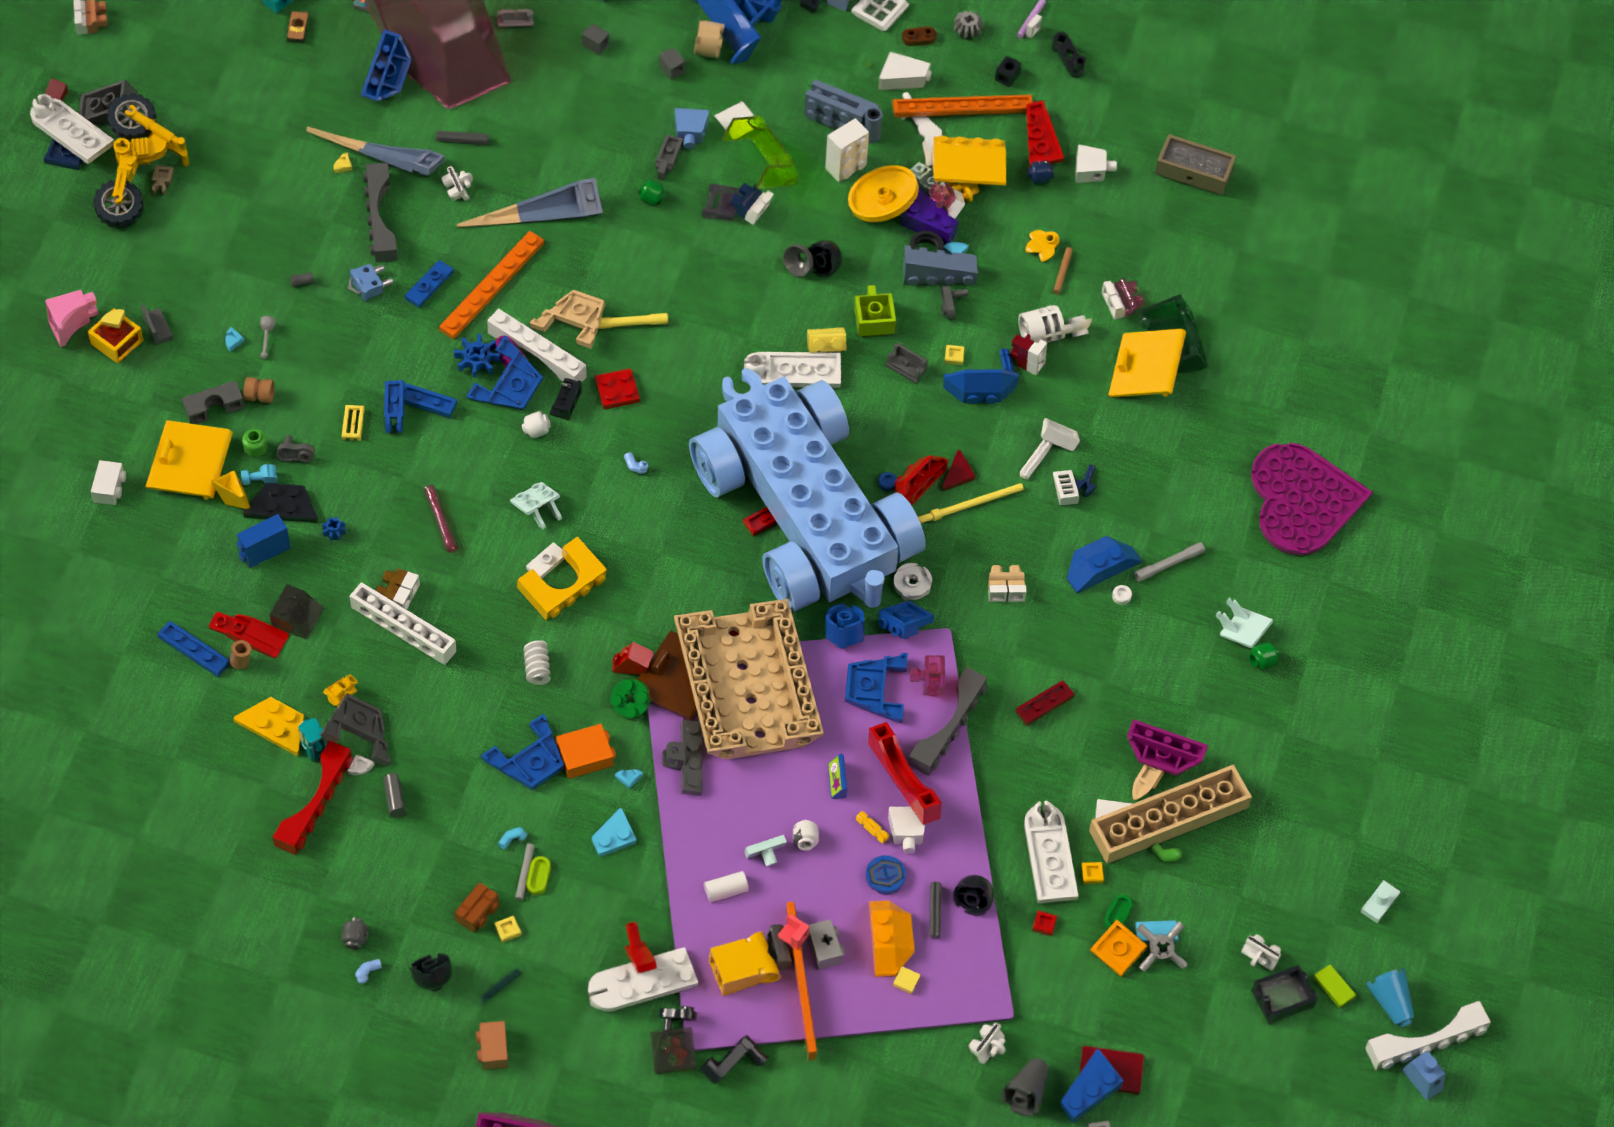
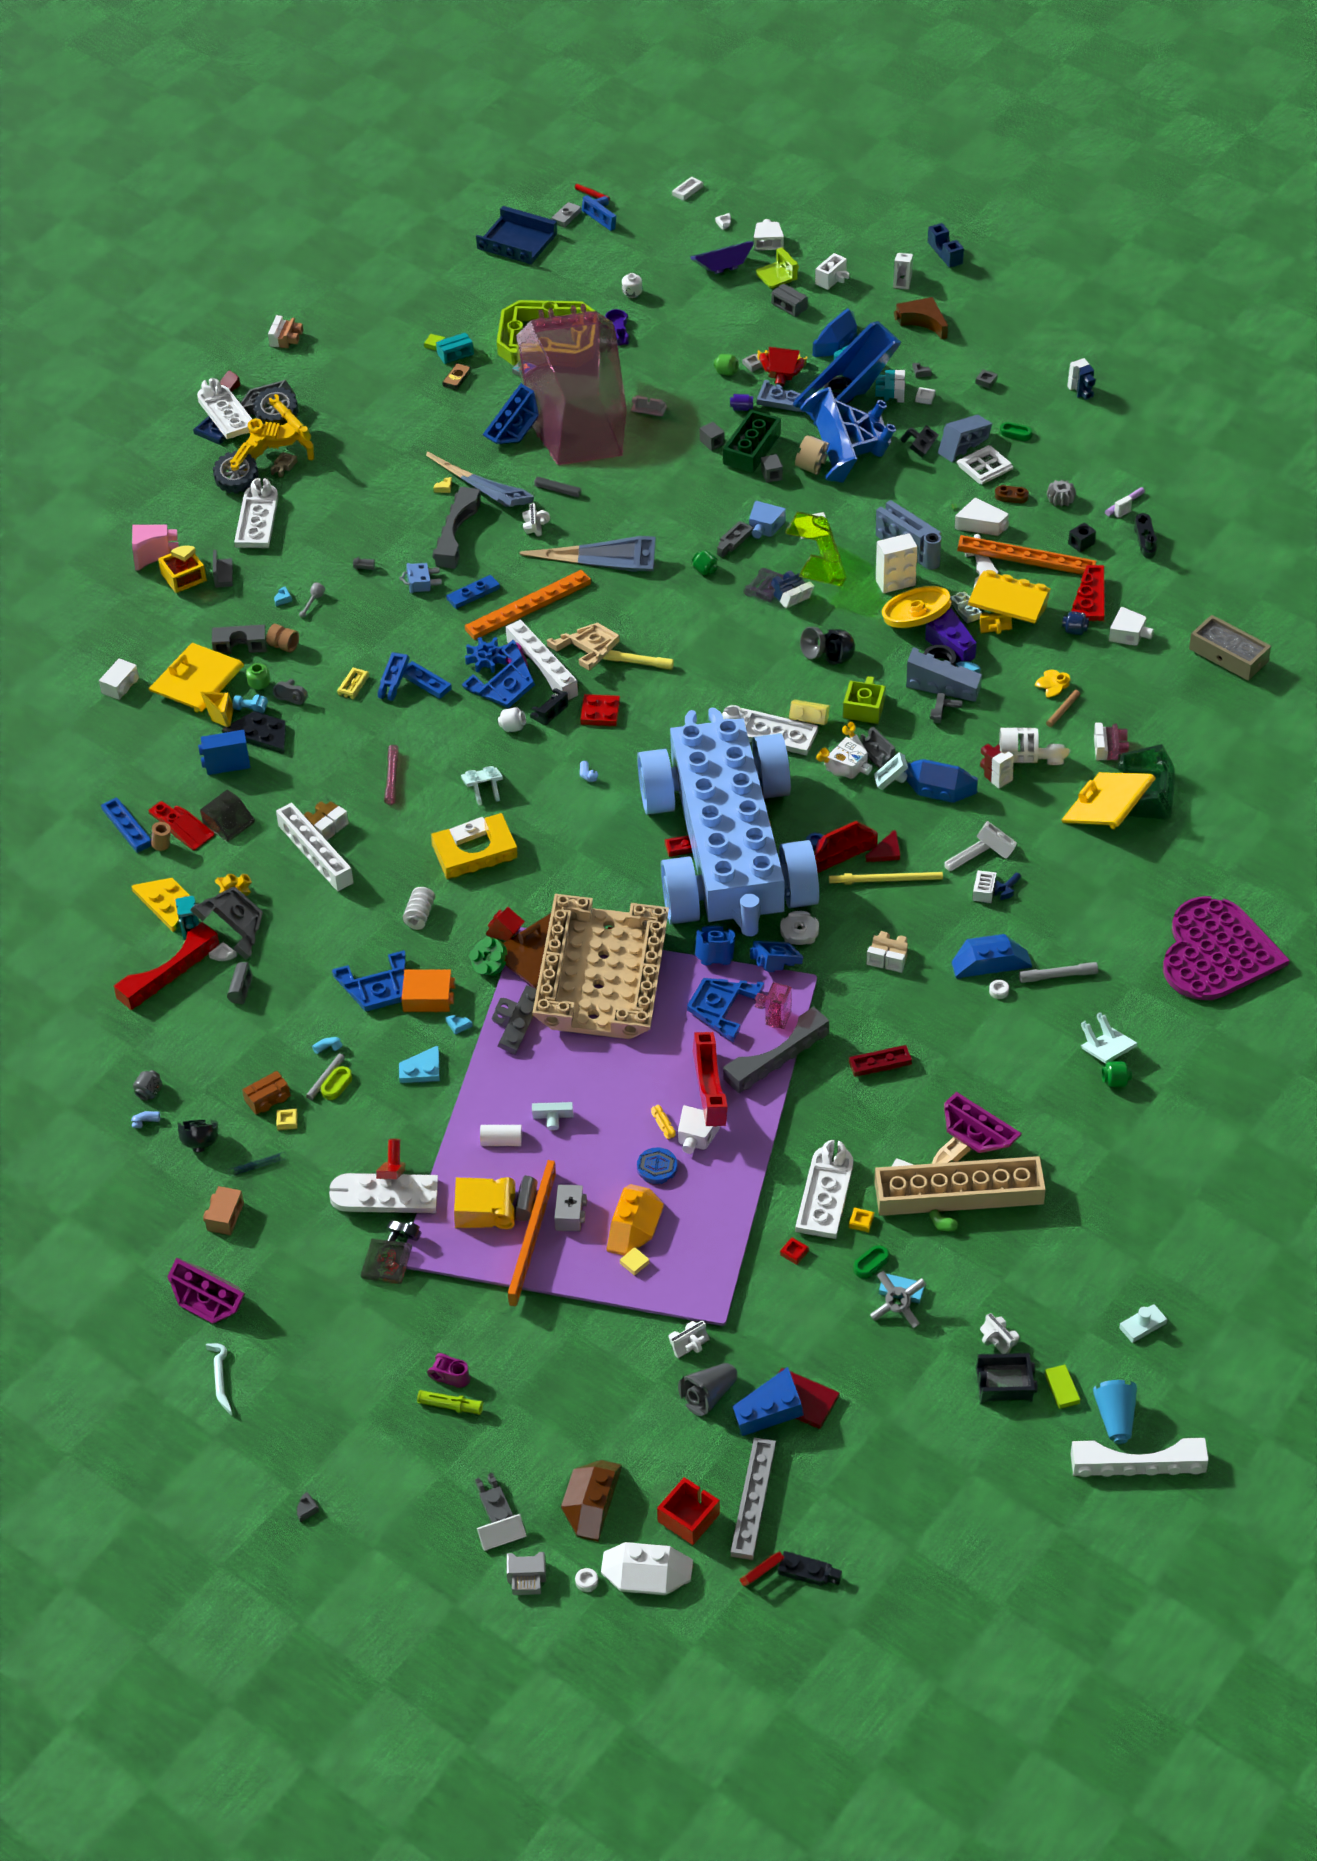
camera: 25 degrees right, 10 degrees down
(163, 250) = (257, 515): none -> white plate
(334, 528) = (293, 759): blue gear -> none
(640, 36) = (751, 441): none -> dark green brick
(715, 1071) = (417, 1289): black beam -> none
(794, 932) = (542, 1186): coral panel -> none
(805, 835) = (595, 1110): white head -> none
(837, 777) = (650, 1071): slope -> none
(883, 379) = (848, 757): none -> white torso
(933, 385) = (892, 771): none -> light aqua tile
(935, 910) = (690, 1208): dark grey axle -> none
(947, 197) = (973, 619): clear pink hips -> none
(954, 355) = (927, 752): light yellow tile -> none
(974, 894) = (731, 1202): black cylinder -> none
(1006, 360) = (974, 767): blue axle -> none
(1118, 948) = (856, 1291): light orange plate -> none
(1425, 1073) = (1118, 1485): medium blue torso -> none

